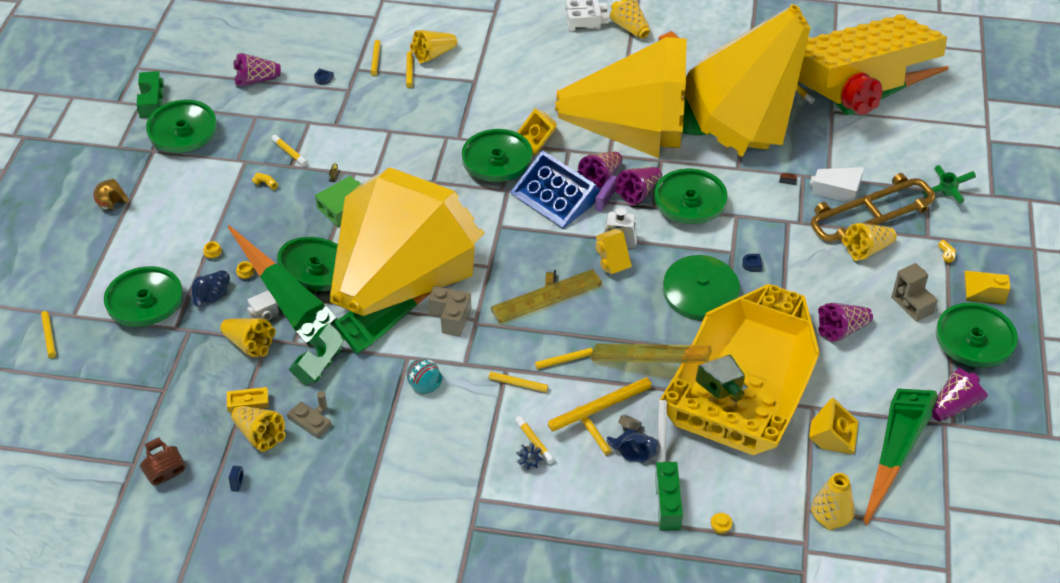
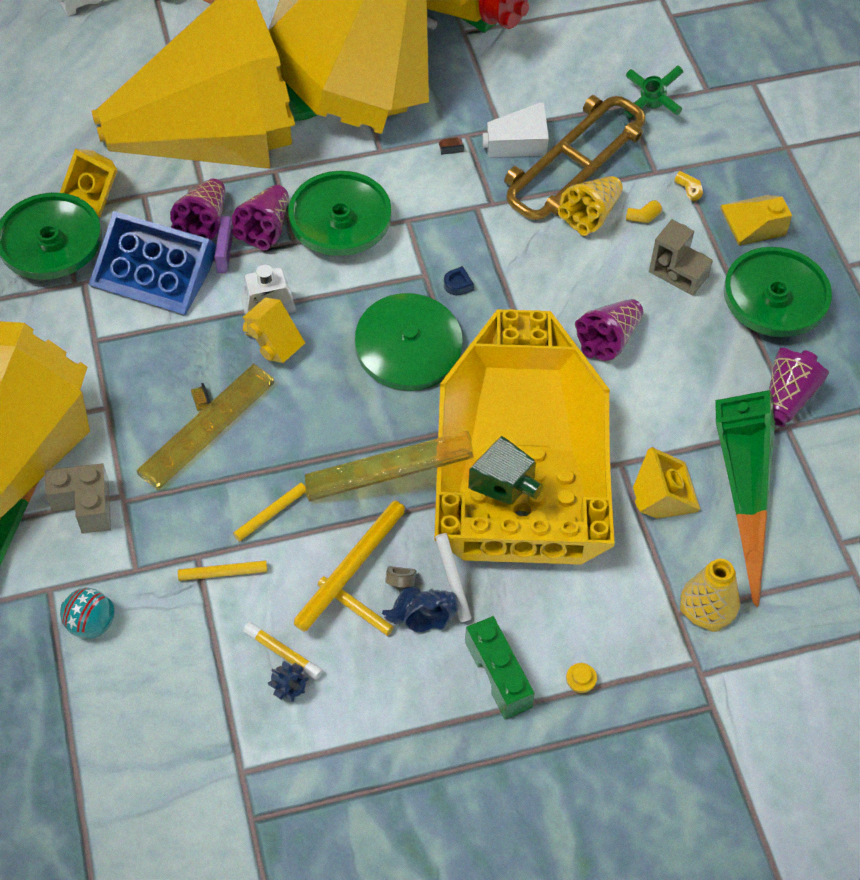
camera: 25 degrees left, 10 degrees up
(905, 260) = (646, 213): none -> yellow arm

